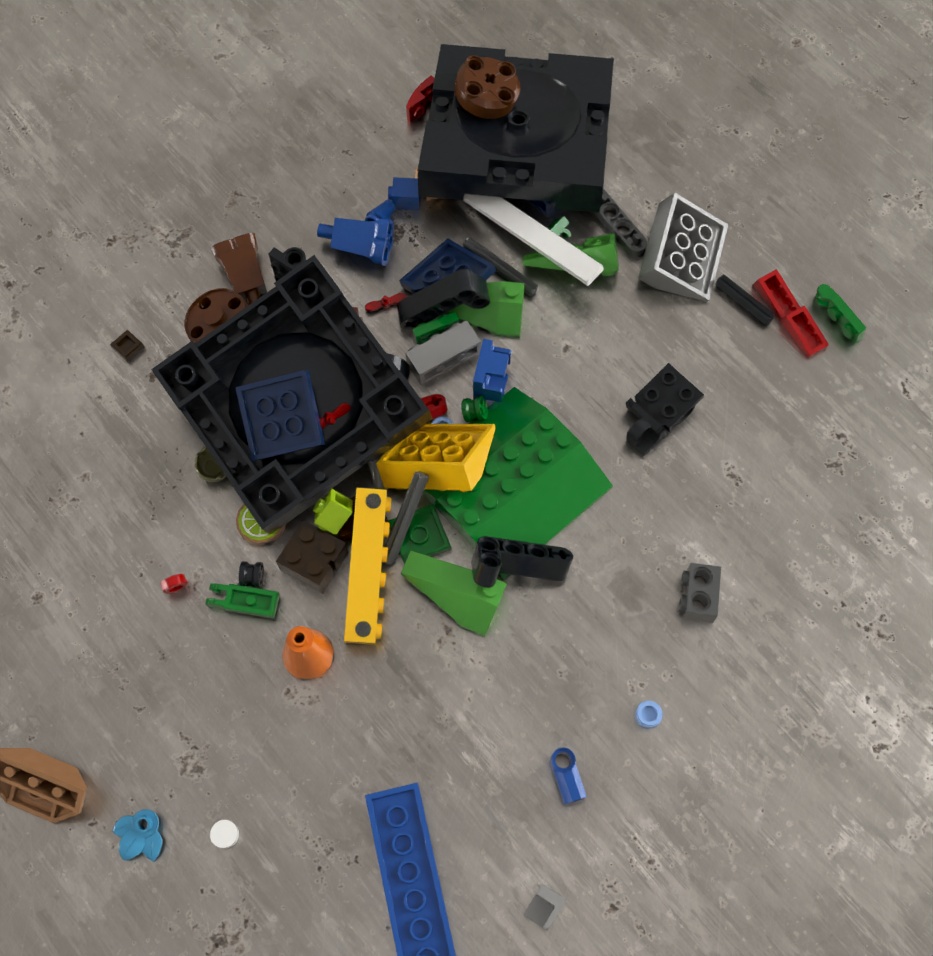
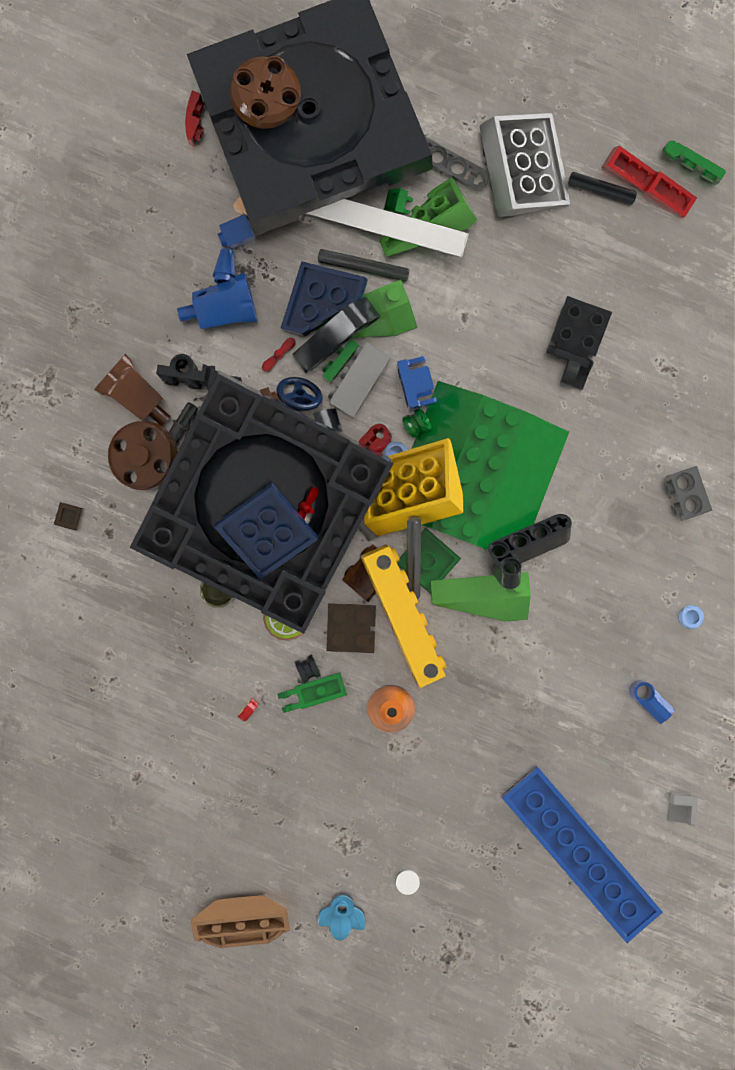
camera: 30 degrees left, 20 degrees up
(332, 511) = (352, 585): lime brick -> none
(384, 337) = (299, 398): none -> dark blue piece

